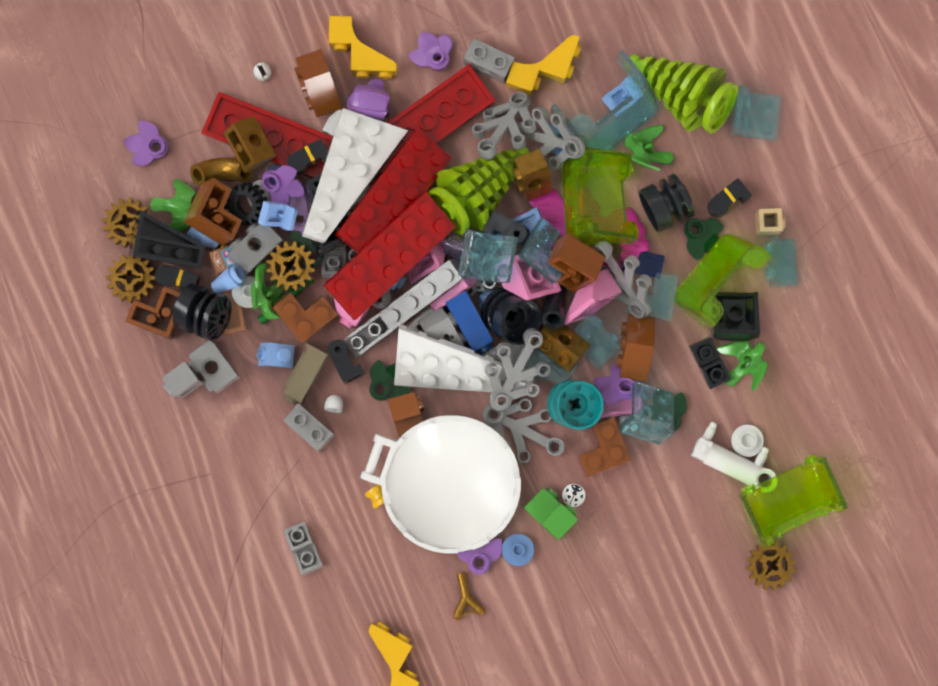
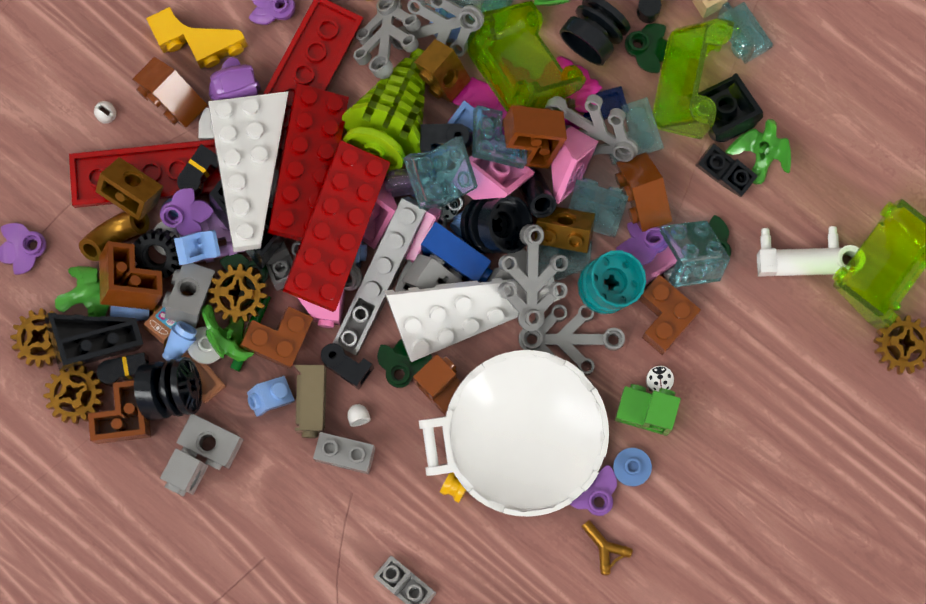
camera: 20 degrees left, 5 degrees down
(747, 440) = (808, 230): white piece -> none

